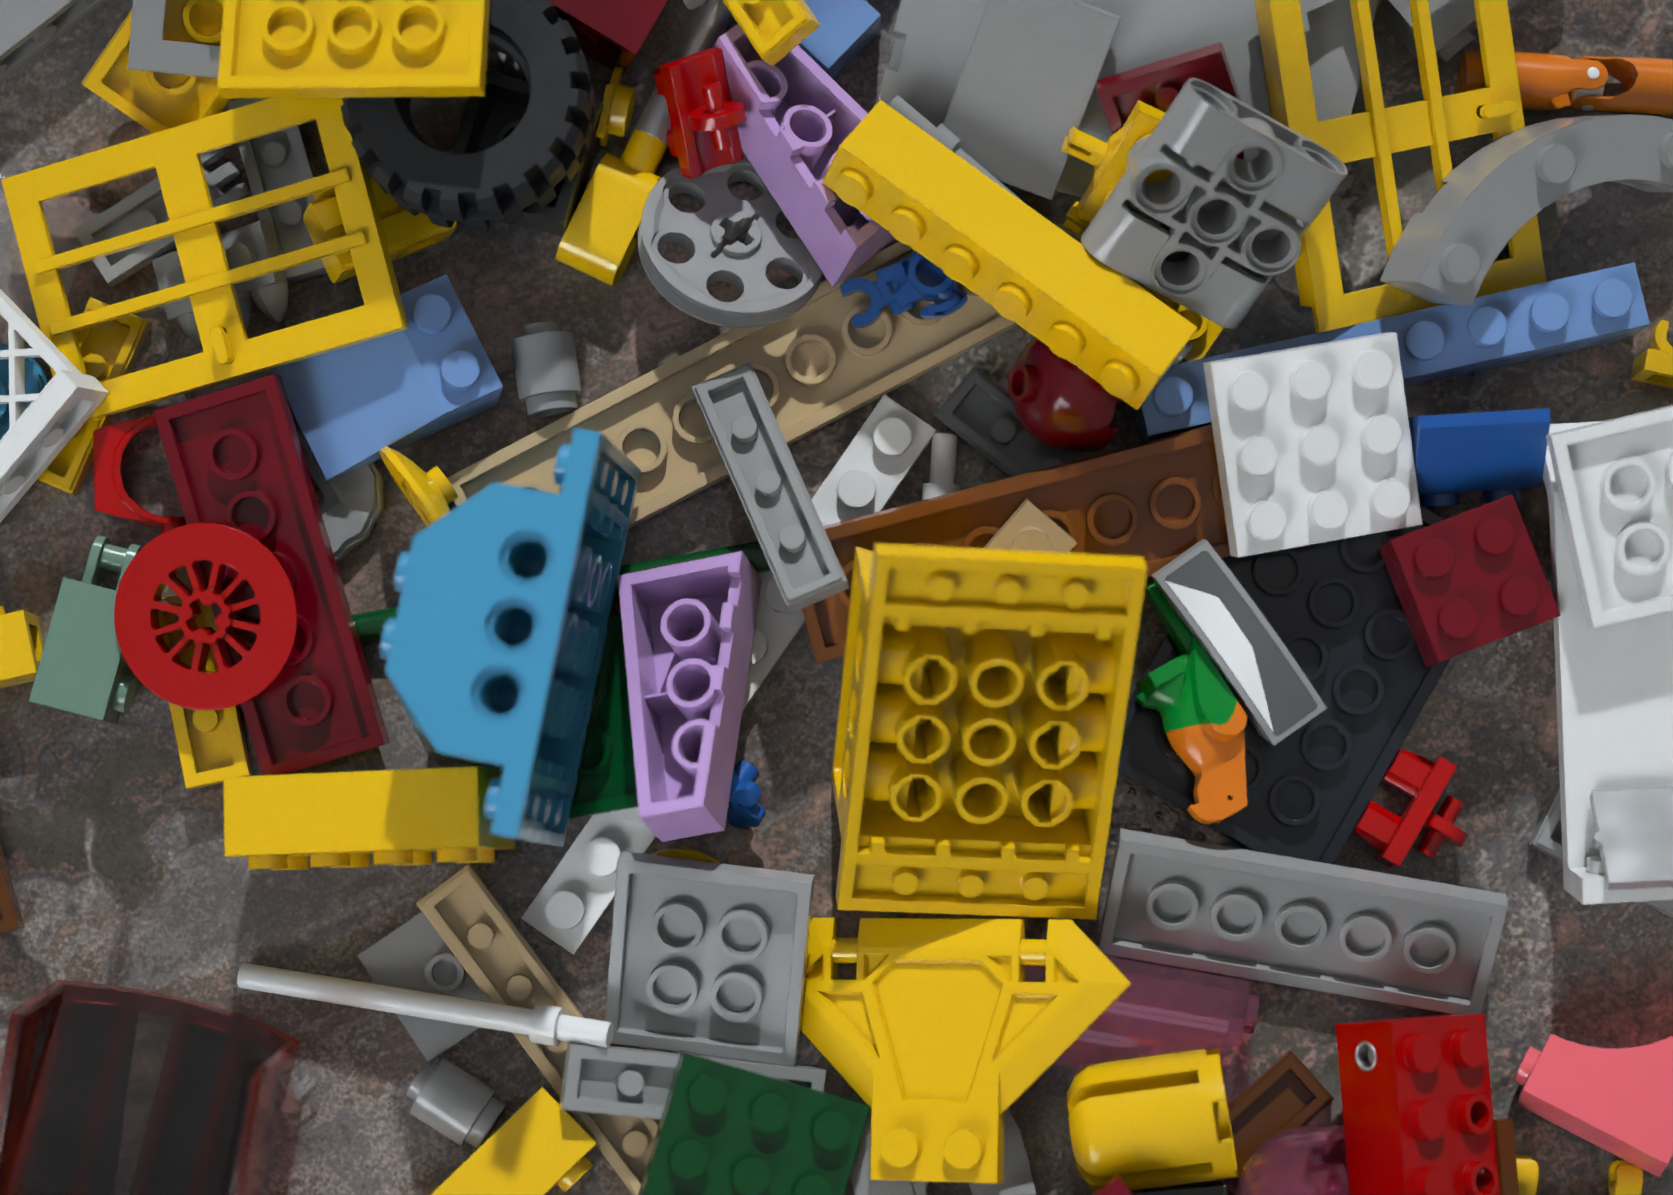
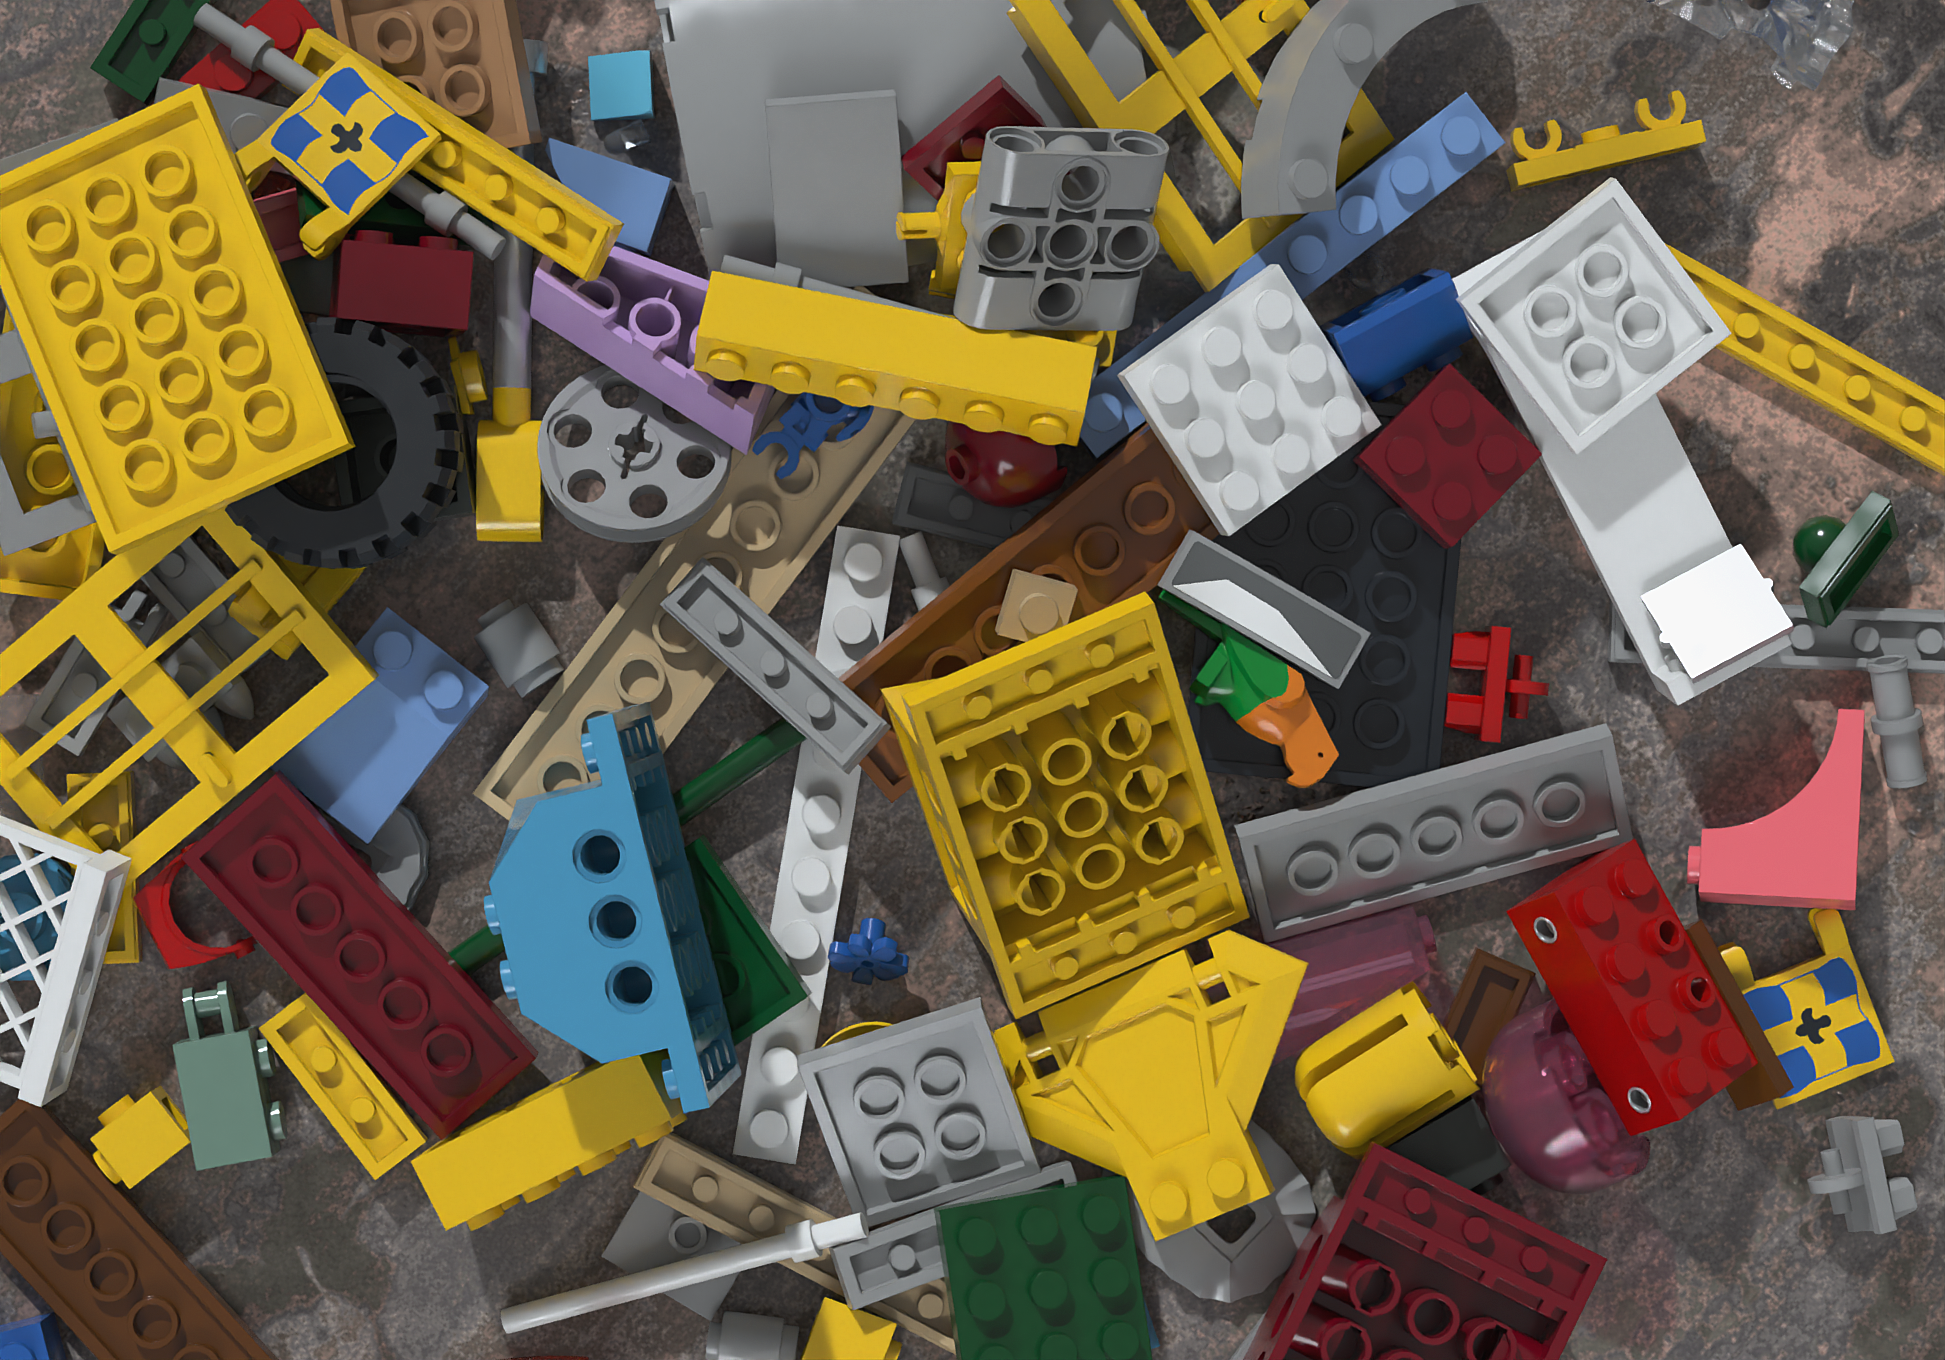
camera: 30 degrees left, 5 degrees up
(142, 637) = (300, 1084): red piece -> none
(425, 491) = (464, 811): yellow dish -> none
(686, 682) = (784, 878): lavender wedge -> none
(700, 112) = (548, 348): red hips -> none

